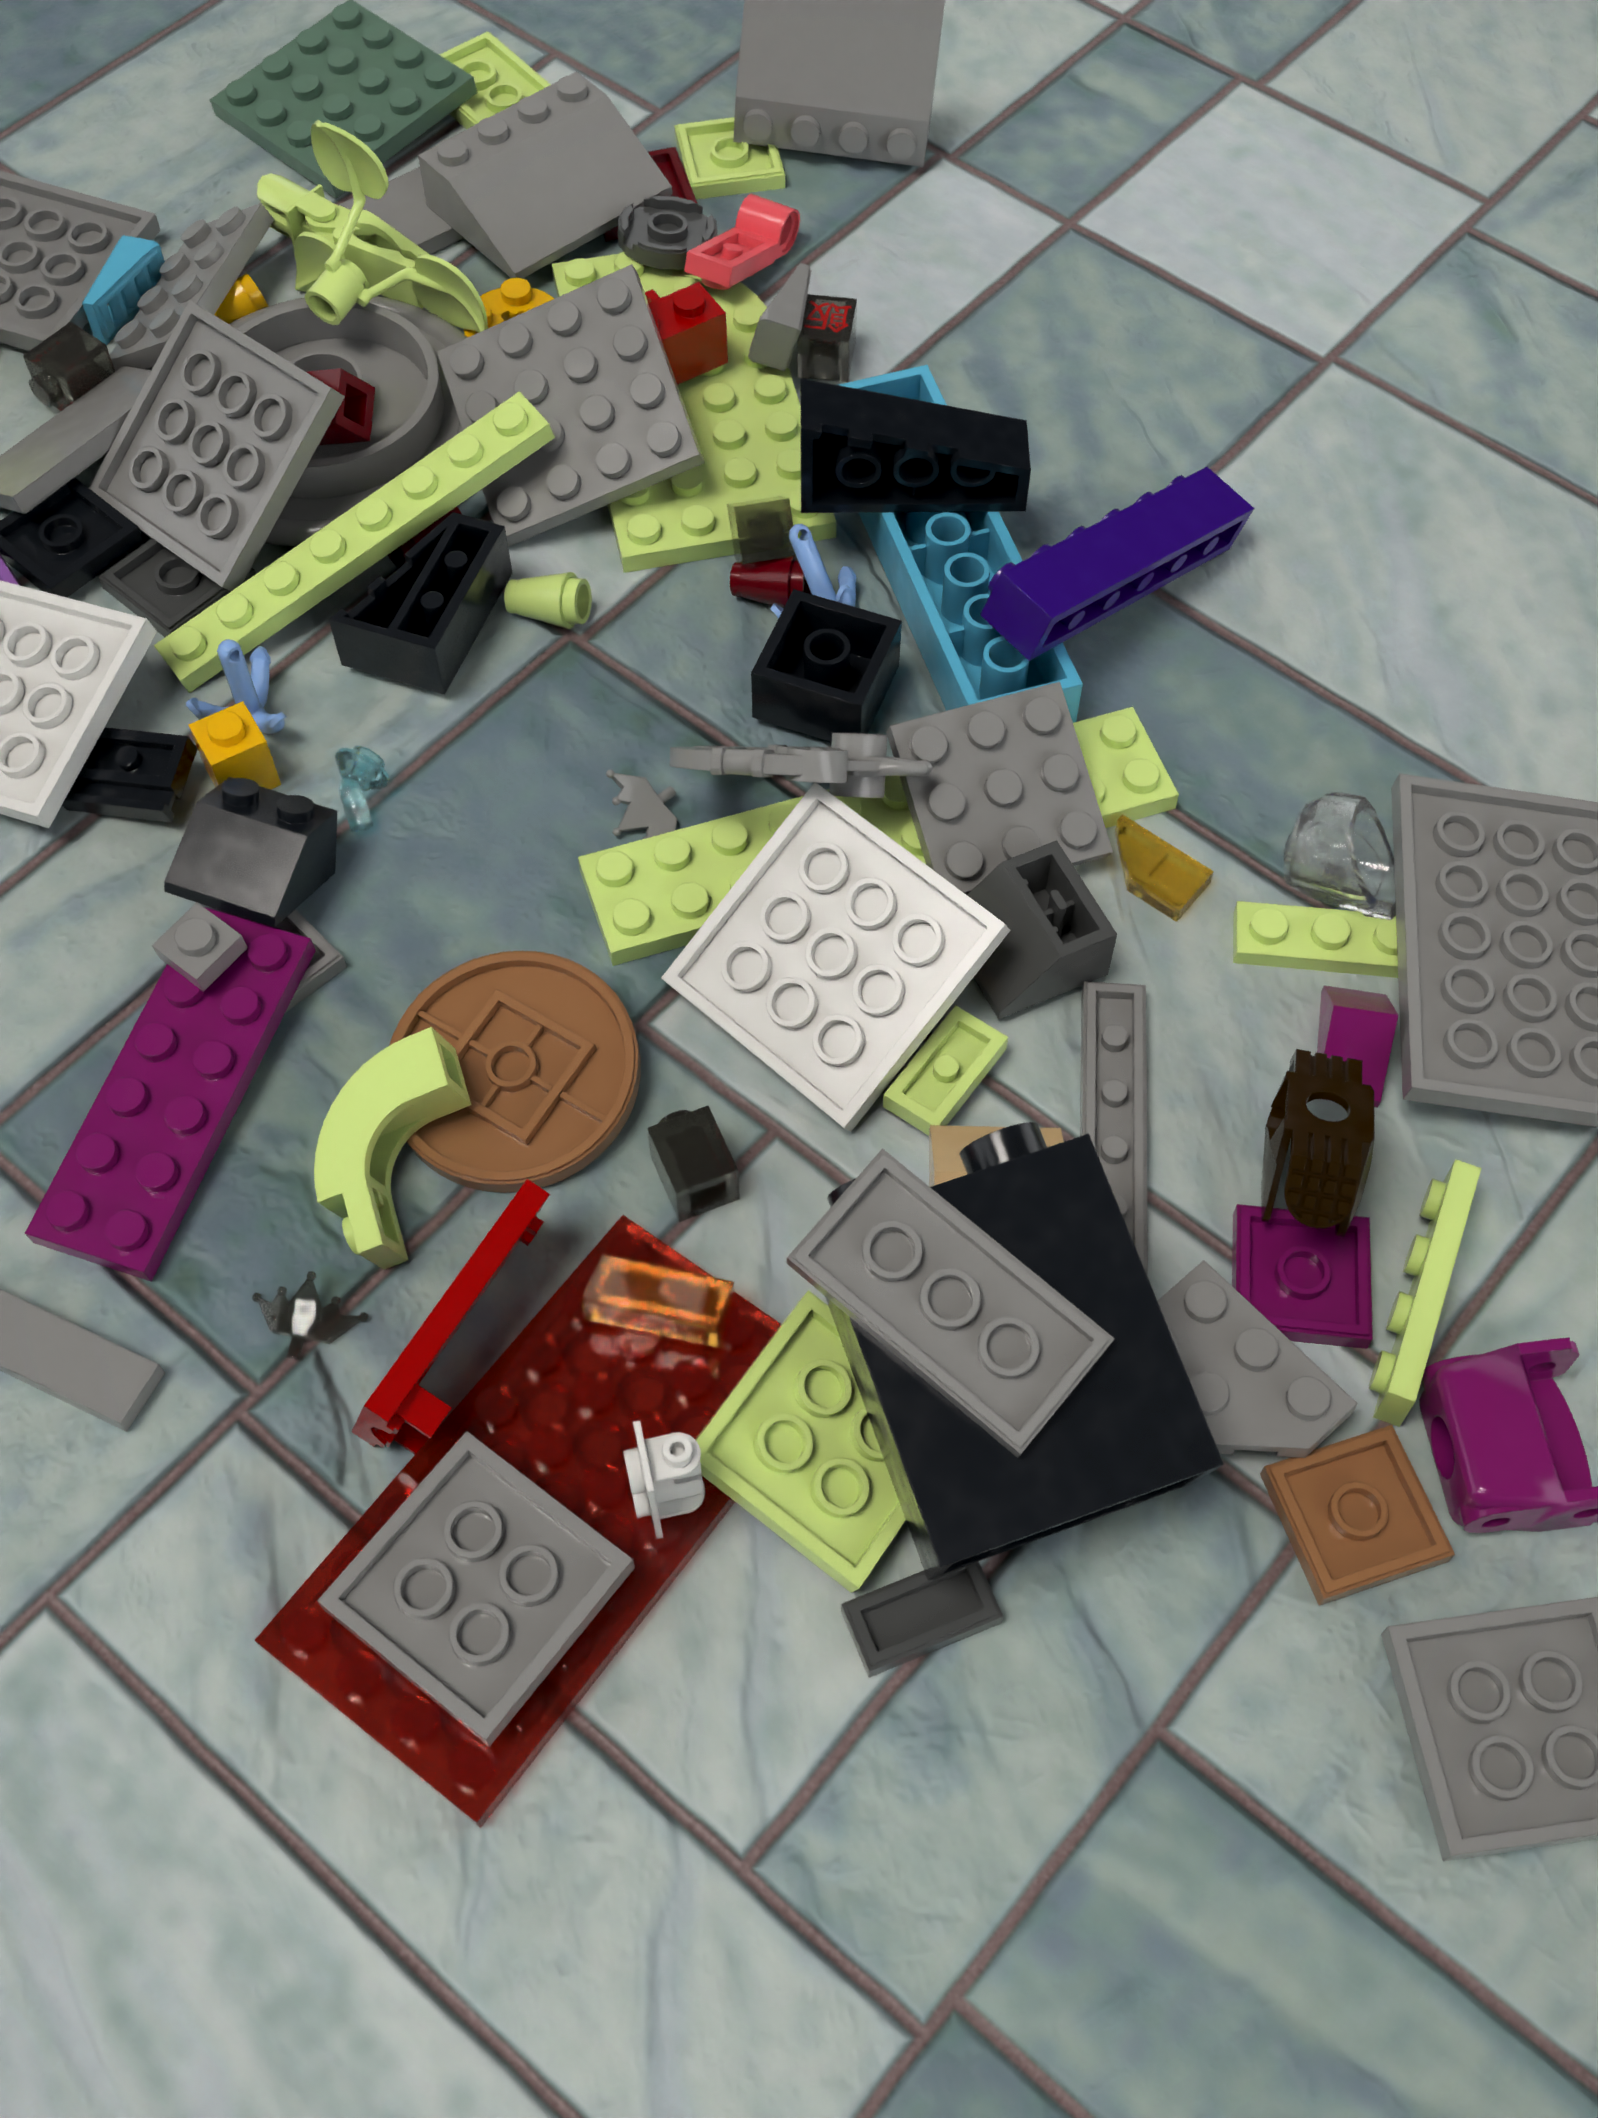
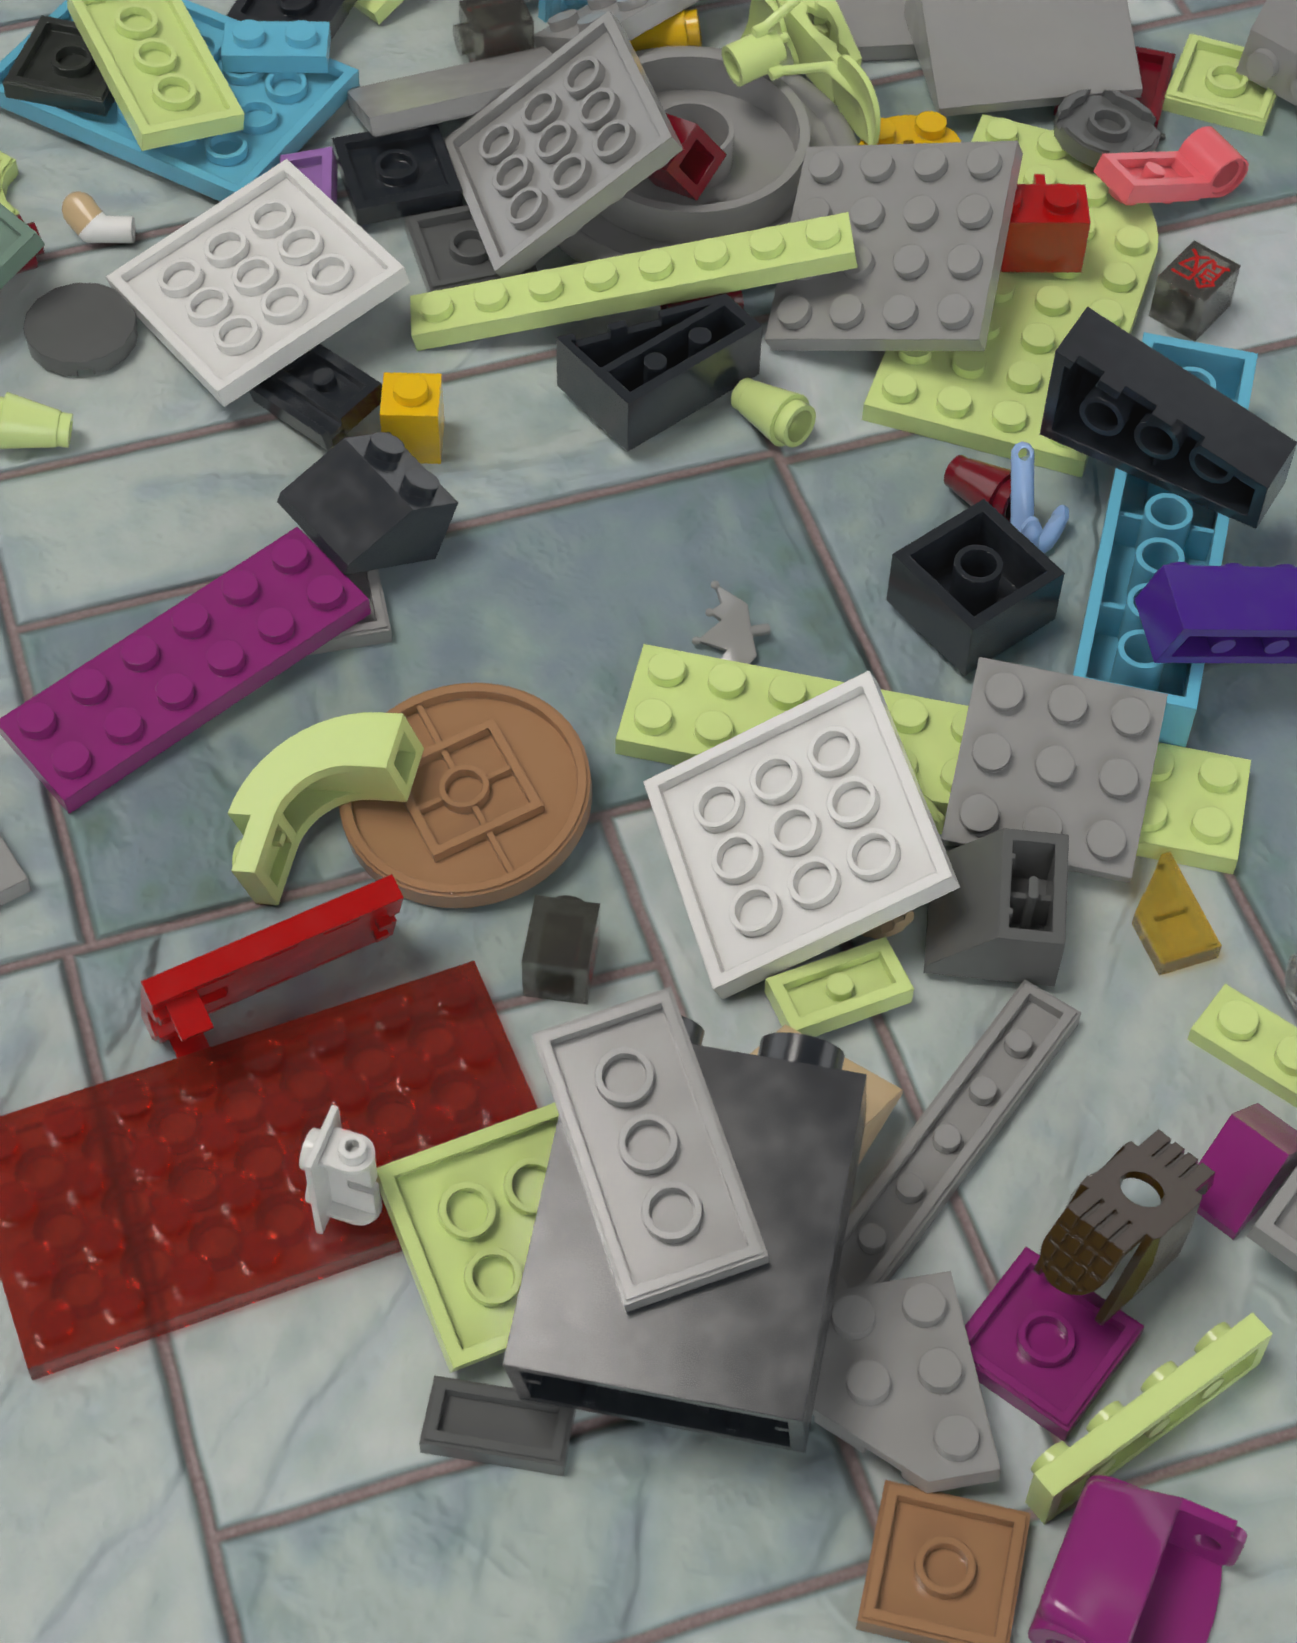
camera: 30 degrees right, 5 degrees down
(200, 946) = (271, 559): light grey plate -> none
(244, 686) = (456, 379): light blue piece -> none
(305, 1317) = (166, 905): clear smoke piece -> none
(359, 772) = (507, 483): clear light blue plate -> none
(477, 1587) = (145, 1182): light grey plate -> none
(658, 1300) = (447, 1041): clear orange slope -> none
(761, 529) = (996, 430): clear smoke brick -> none
(782, 322) = (1144, 256): light grey slope -> none
(852, 764) = (918, 674): light grey piece -> none

